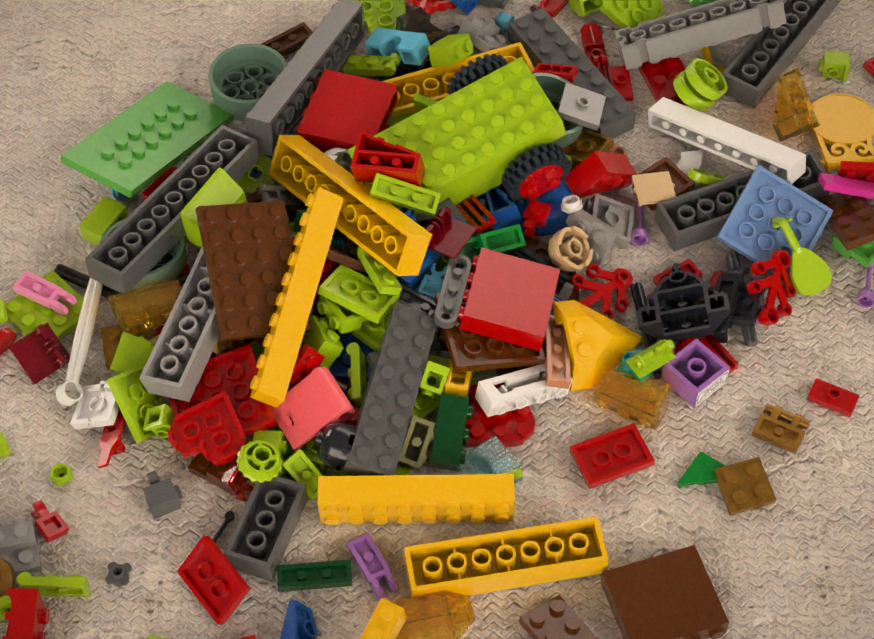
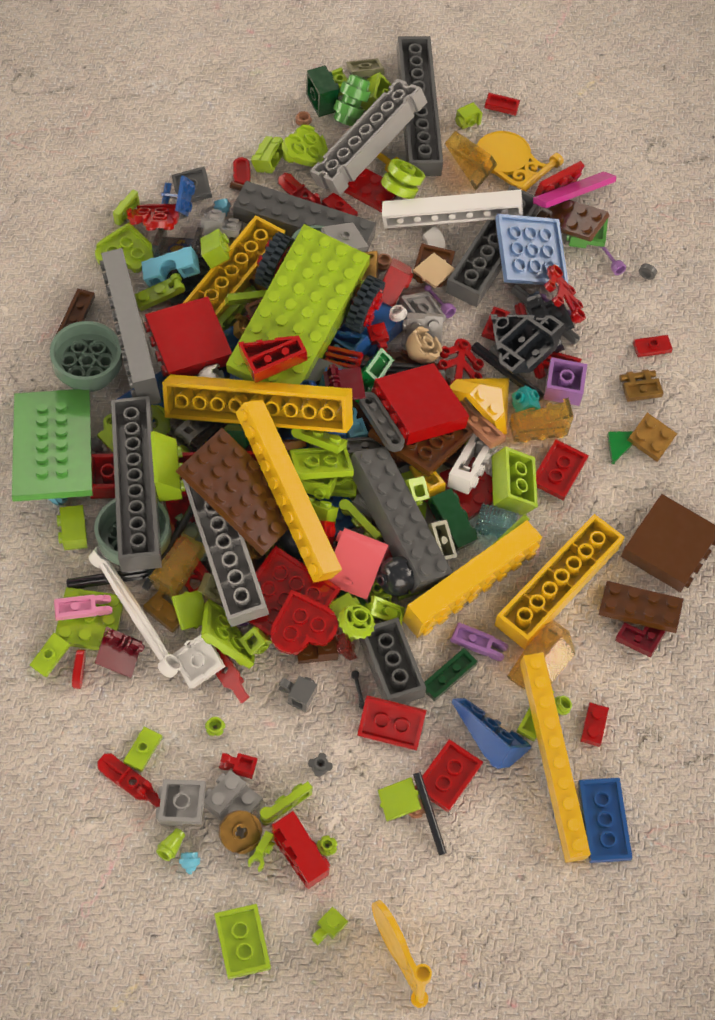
camera: 45 degrees left, 5 degrees up
(404, 194) = (302, 372): lime plate -> none
(546, 434) = (514, 481): none -> lime brick
(564, 71) = (309, 220): red plate -> none
(652, 358) = (538, 387): lime hinge -> none
(700, 176) = (461, 242): lime plate -> none
(807, 270) = (575, 269): lime piece -> none

